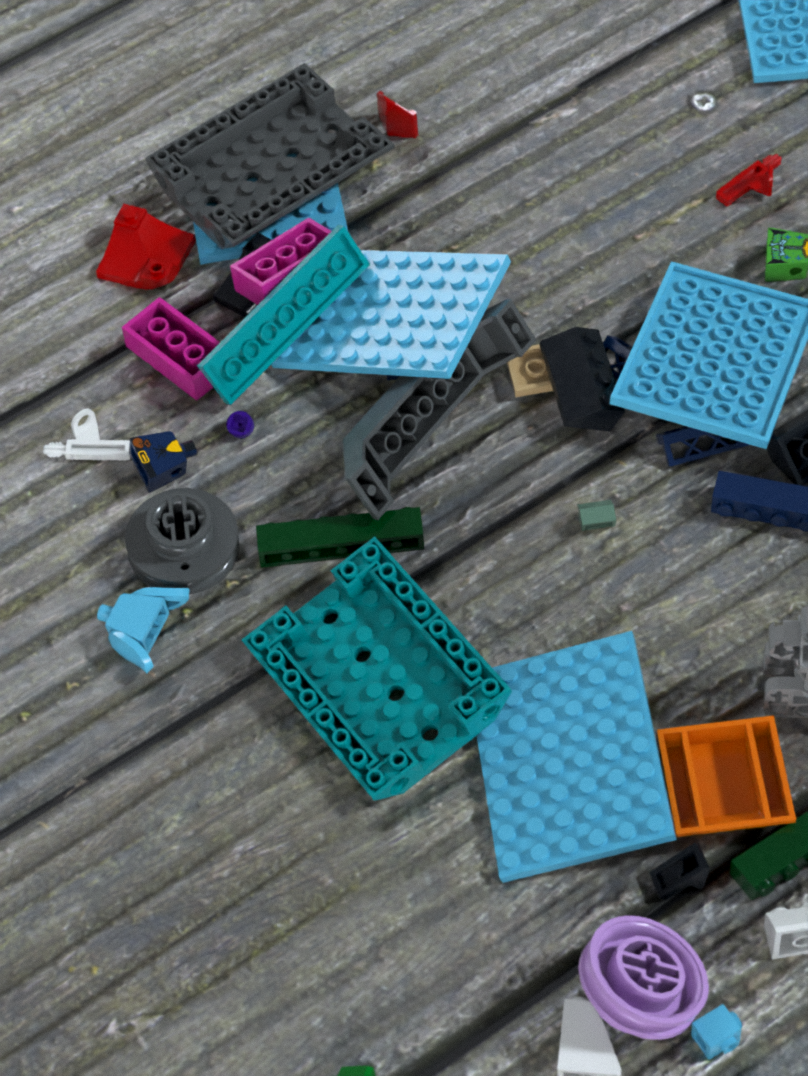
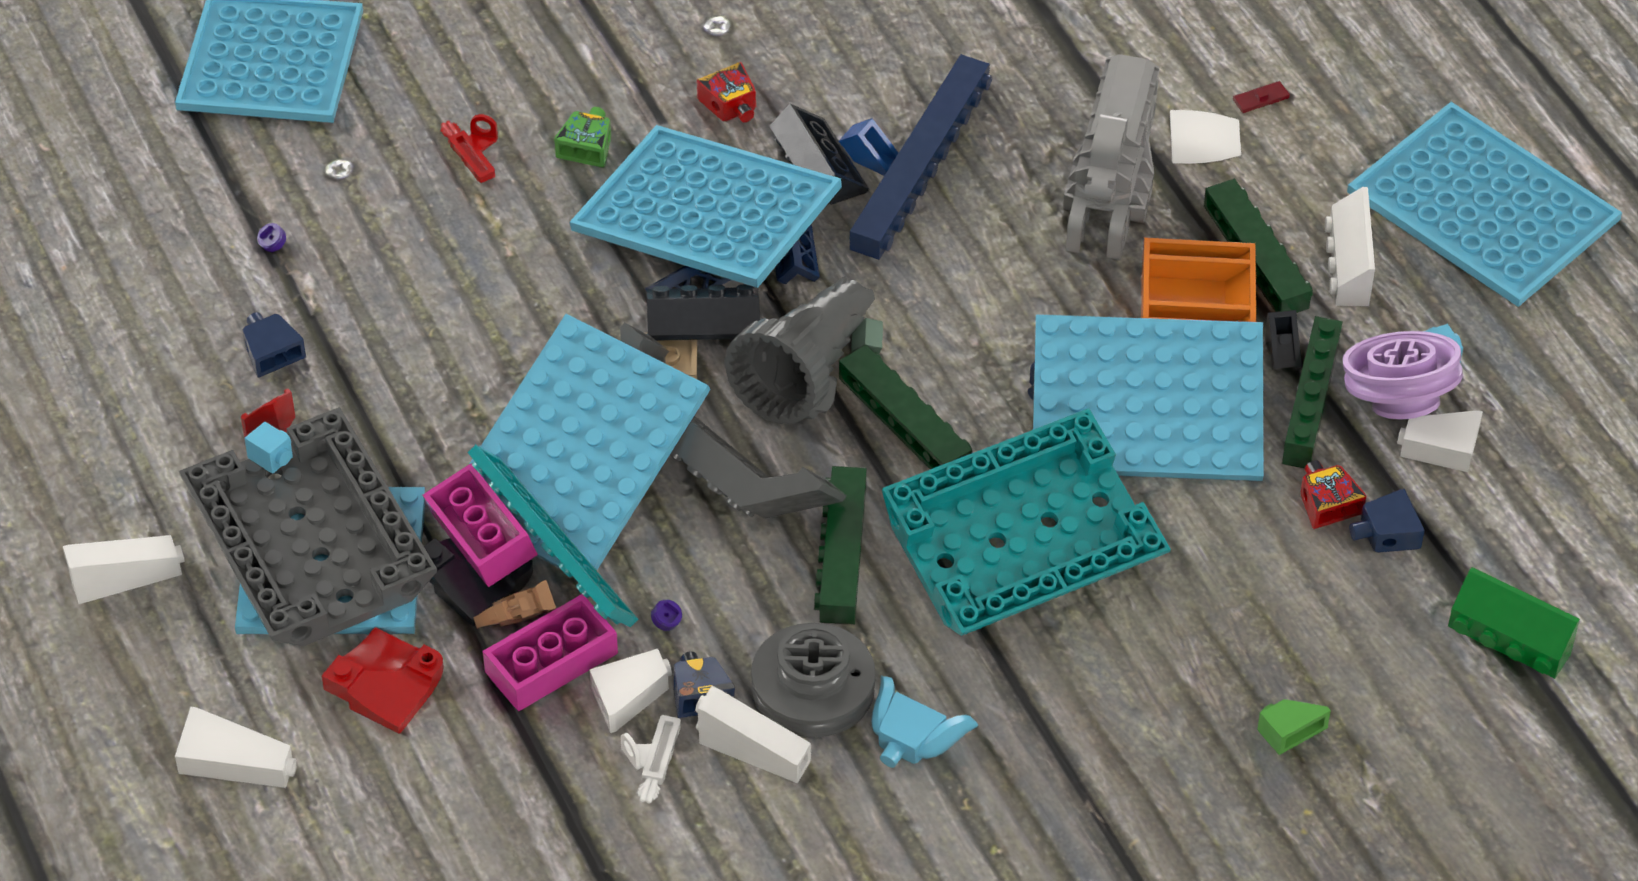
camera: 85 degrees left, 5 degrees down
(57, 173) = (231, 752): none -> white slope
(107, 503) = (750, 736): none -> white slope
(153, 409) = (629, 686): none -> white slope
(185, 935) = (1291, 723): none -> bright green slope
(217, 316) = (518, 607): none -> medium nougat piece
(220, 59) = (121, 565): none -> white slope
(341, 110) = (268, 447): none -> medium azure brick
(458, 1002) = (1389, 524): none -> dark blue torso
(480, 98) = (271, 343): none -> dark blue torso
(484, 940) = (1330, 495): none -> red torso
(508, 559) = (901, 408): none -> dark green brick
(534, 446) = (786, 363): none -> dark grey cone
(593, 905) = (1312, 392): none -> dark green brick
(602, 73) = (271, 237): none -> dark purple tile

